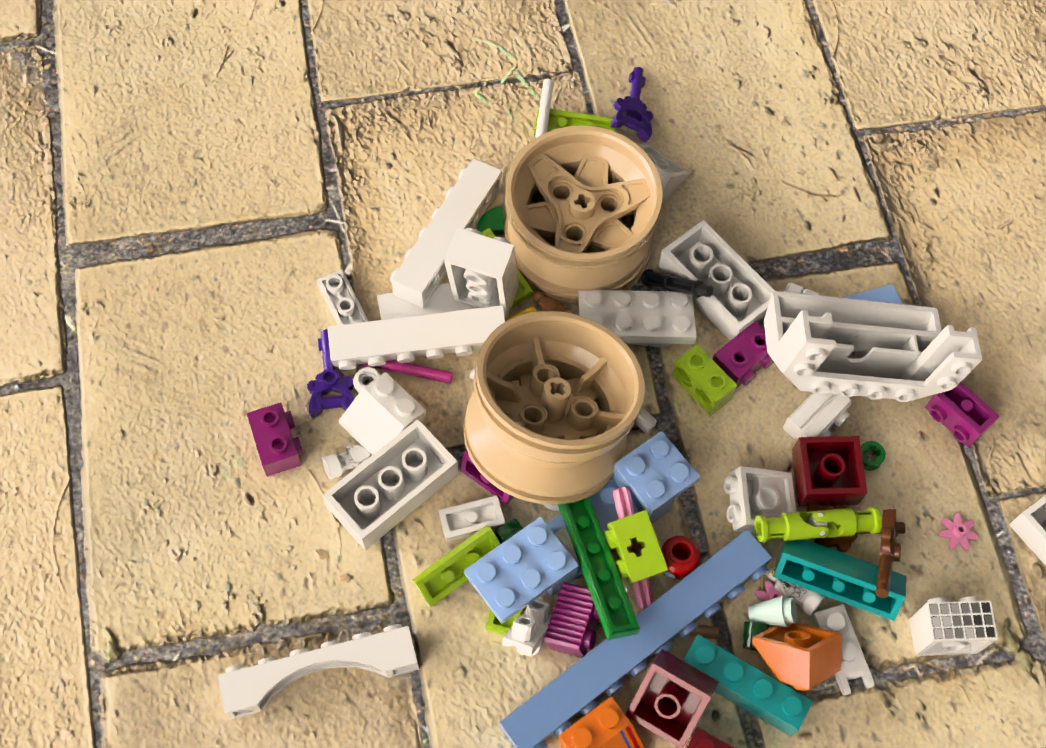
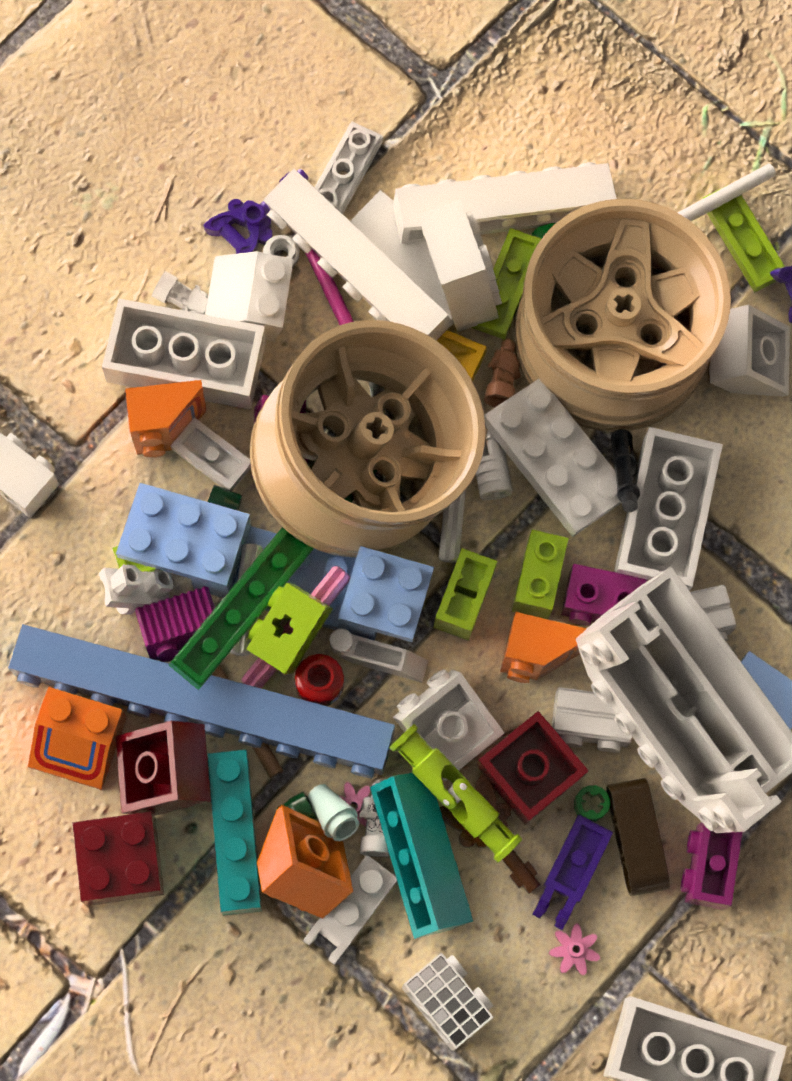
camera: 50 degrees right, 10 degrees up
(274, 439) = (151, 213): magenta brick -> none
(422, 528) = (161, 414): none -> orange slope
(448, 571) = (127, 469): lime plate -> none
(685, 512) = (378, 655): none -> white piece
(686, 429) = (465, 594): none -> lime brick
(752, 411) = (538, 647): none -> orange slope
(889, 552) = (481, 884): reddish brown piece -> none
(907, 496) = (574, 867): none -> dark purple hinge
(912, 443) = (638, 837): none -> dark brown beam

